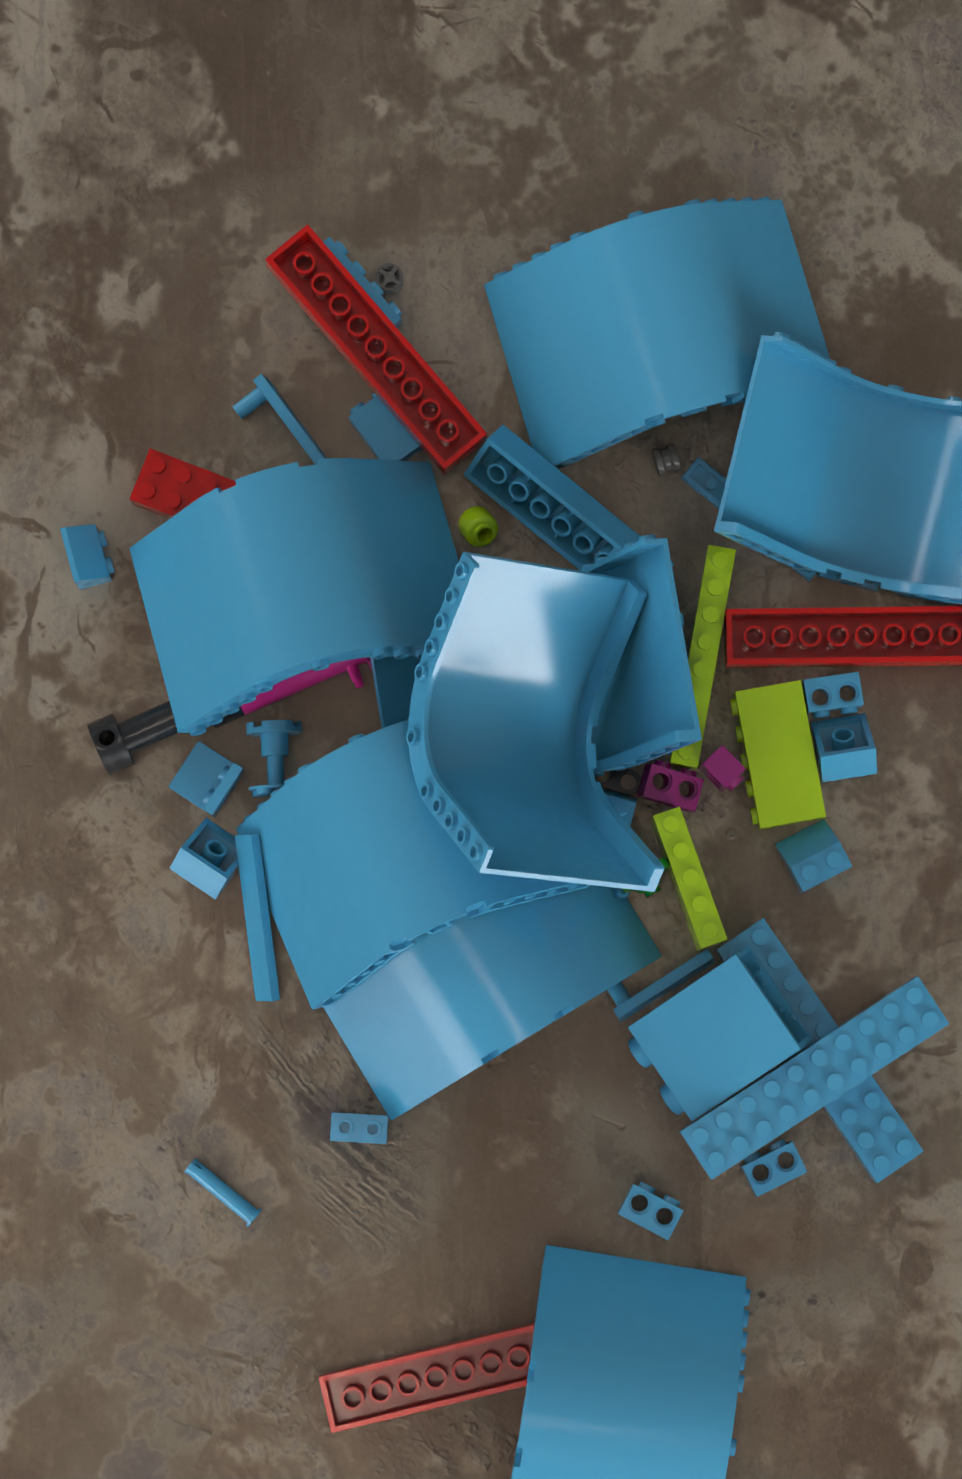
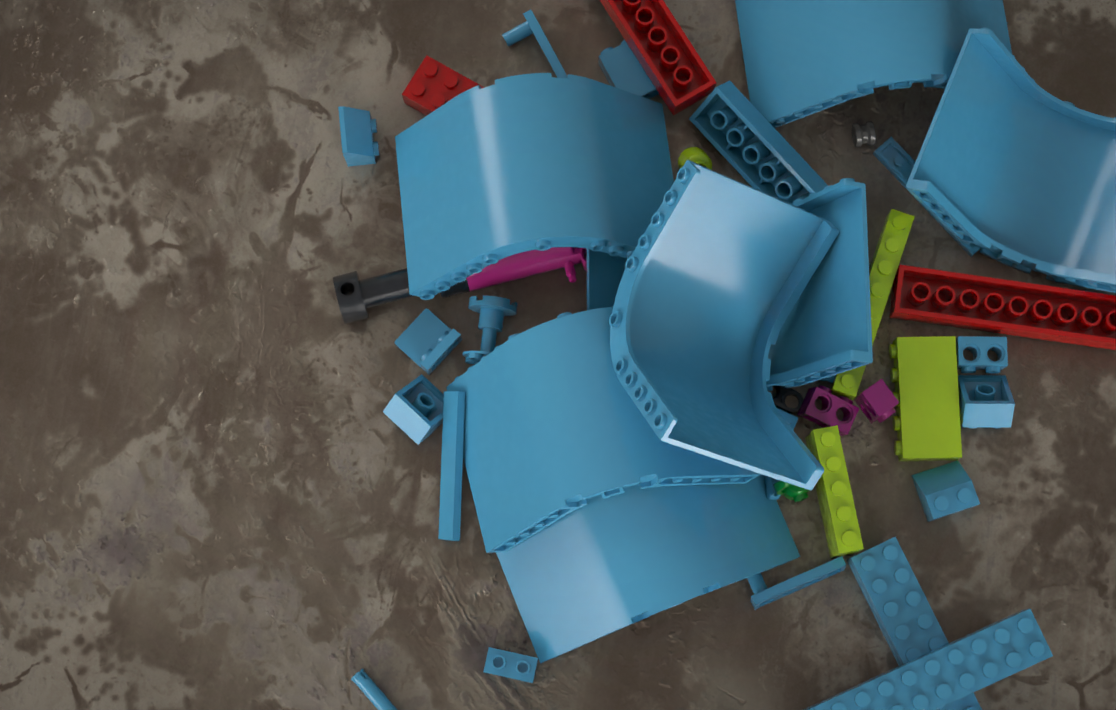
camera: 10 degrees right, 5 degrees down
(717, 1035) = (841, 633): dark azure brick -> none

